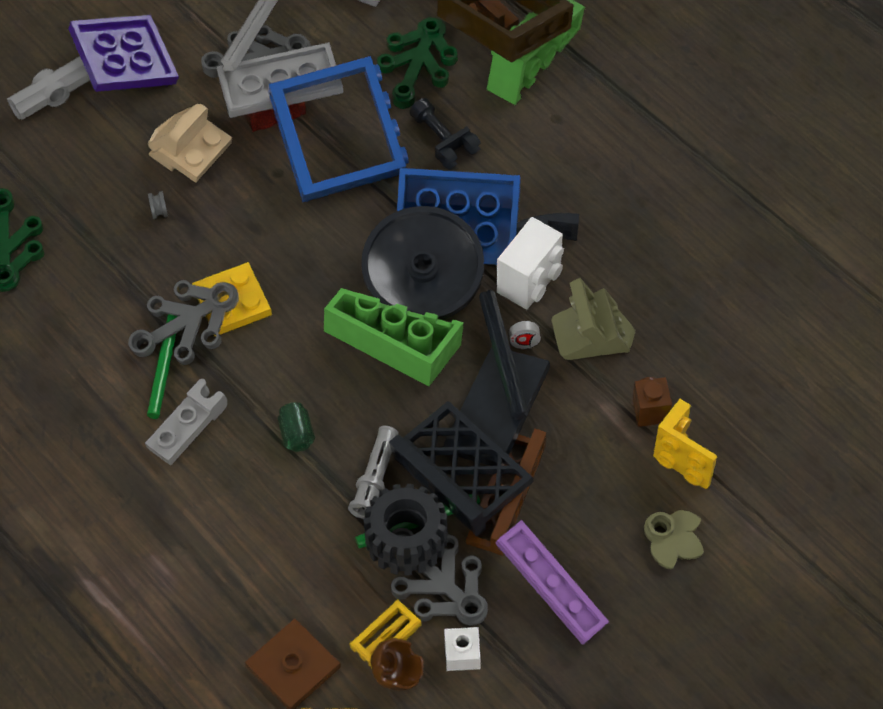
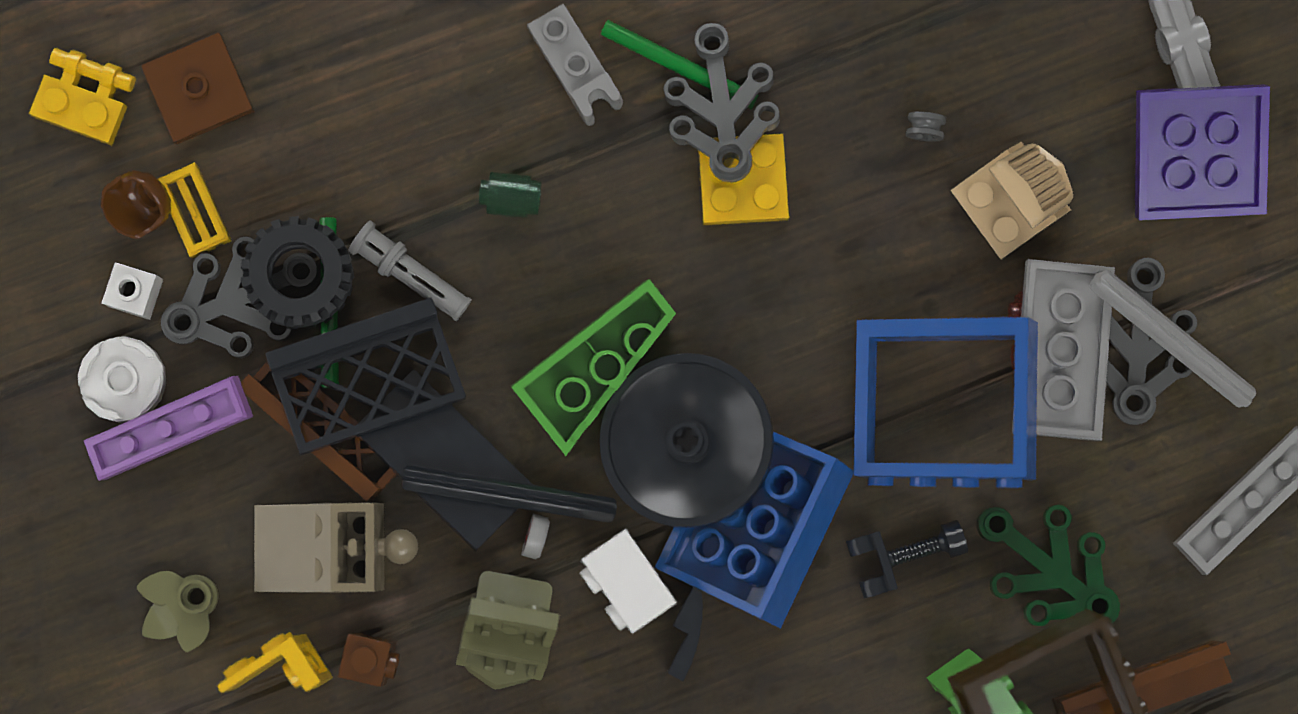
camera: 105 degrees right, 25 degrees up
(529, 637) = (121, 379): none -> white tile
(590, 454) = (320, 547): none -> dark tan slope

